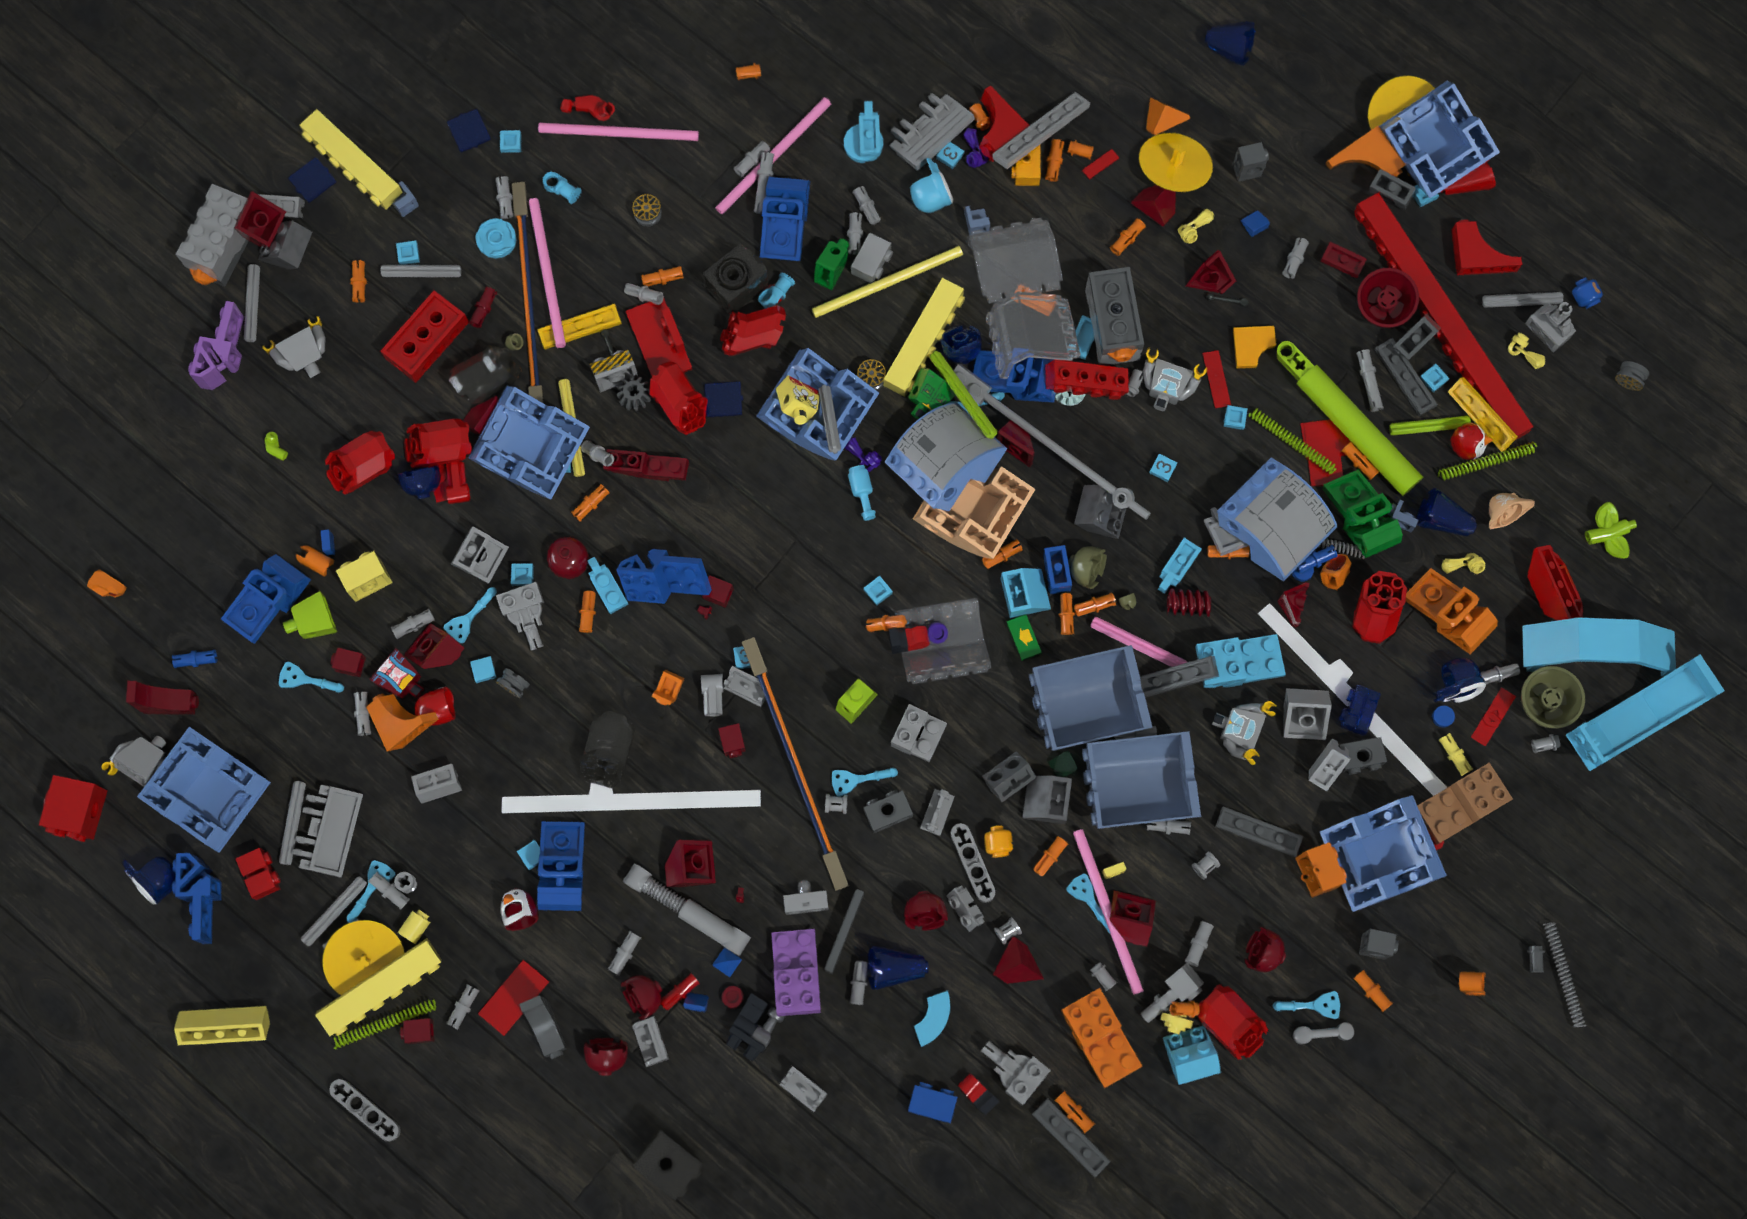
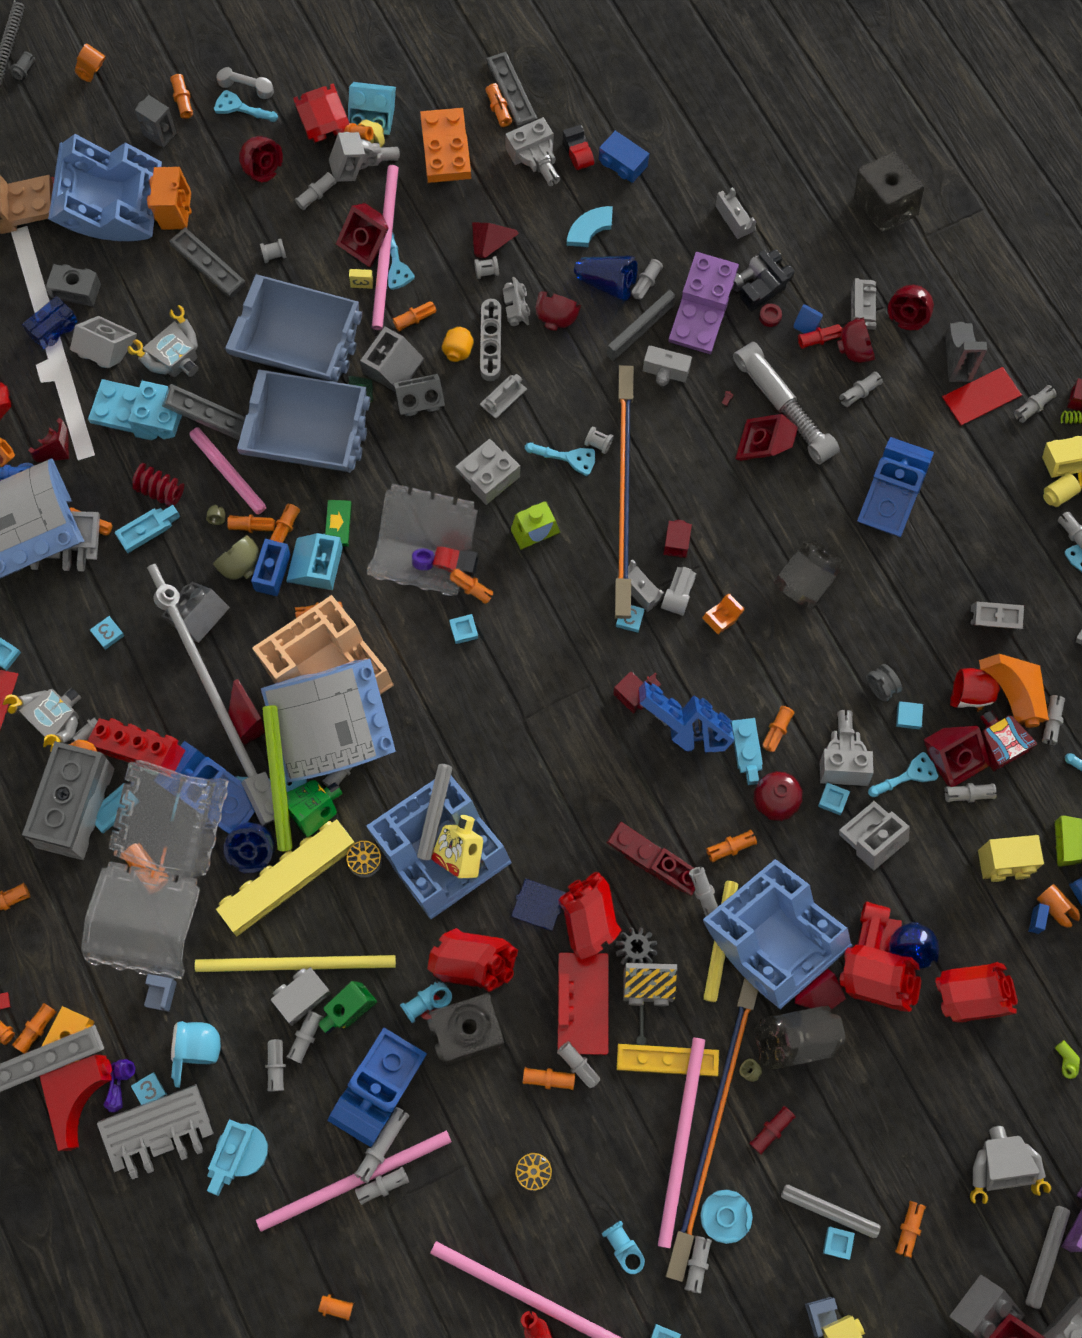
camera: 160 degrees left, 5 degrees down
(348, 662) = (1054, 777): dark red brick -> none
(405, 876) = (1063, 535): light grey bush -> none
(421, 324) = (871, 1122): red brick -> none
(518, 910) = (951, 463): piece -> none
(530, 854) = (921, 515): medium azure tile -> none
(602, 799) = (832, 540): white sticker -> none
(727, 962) = (767, 345): blue slope -> none
(862, 487) = (432, 738): medium azure piece -> none
(871, 458) = (406, 766): dark purple piece -> none
(878, 820) = (559, 404): dark grey brick -> none
(981, 119) = (90, 1121): orange pin -> none
(1103, 976) = (418, 203): light grey pin -> none
(1329, 765) = (109, 282): light grey hinge -> none

